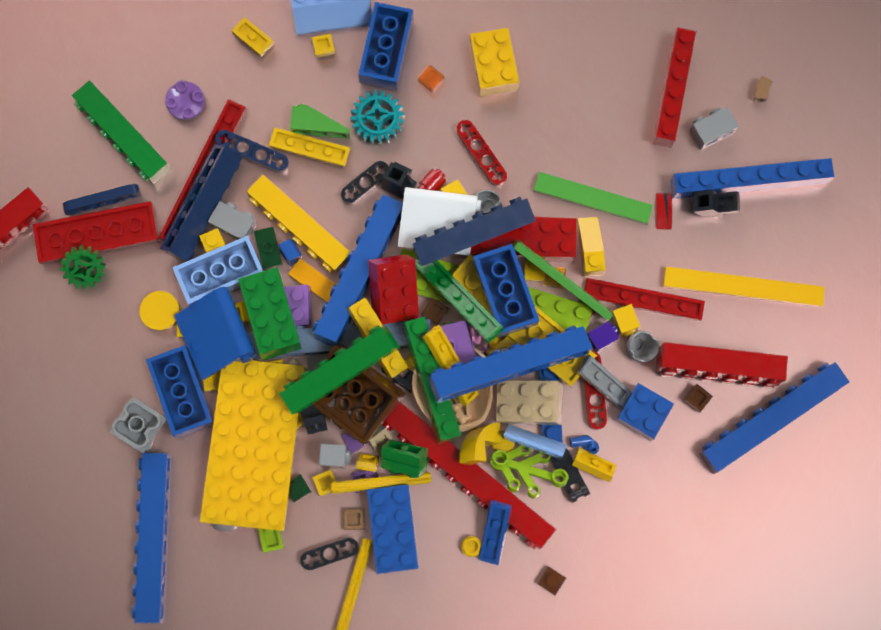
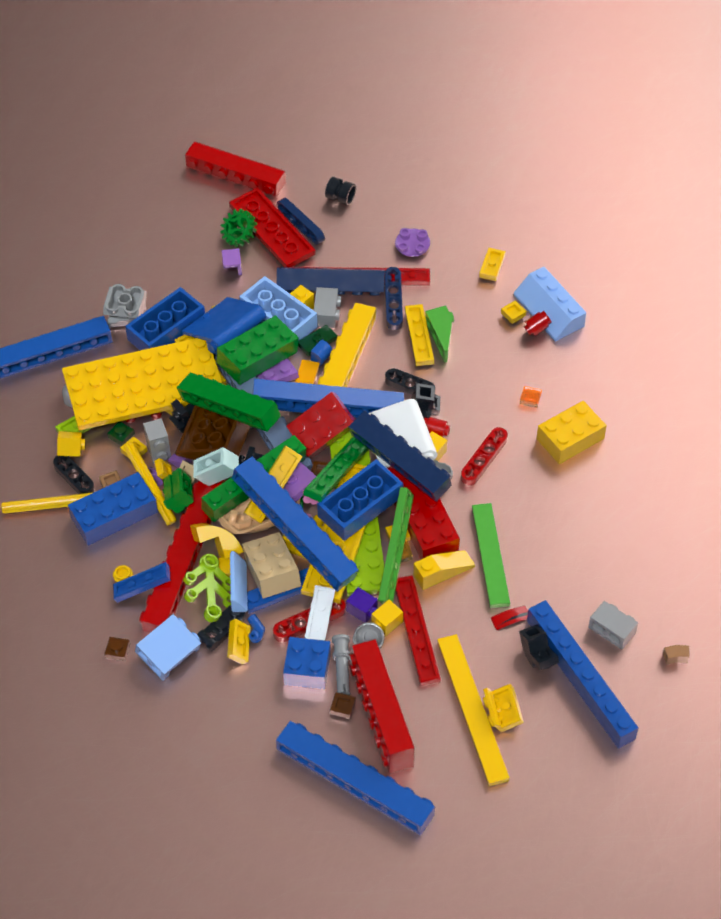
camera: 70 degrees right, 25 degrees down
(81, 141) = (342, 191): none -> black wheel
(121, 132) = (361, 213): green brick -> none
(125, 291) = (231, 259): none -> medium lavender panel
(158, 310) = (227, 287): yellow tile -> none
(295, 545) = (70, 443): none -> yellow brick
(351, 30) = (537, 323): none -> red brick
(366, 320) = (264, 440): yellow plate -> none
(370, 117) = (470, 374): teal gear -> none
(386, 46) = (537, 350): blue brick -> none
(407, 412) = (215, 466): none -> light aqua brick
(577, 532) = (167, 646): none -> light blue panel
(647, 378) = (341, 656): none -> light grey pin
(674, 87) = (632, 577): red brick -> none
(757, 260) = (503, 708): none -> yellow bracket

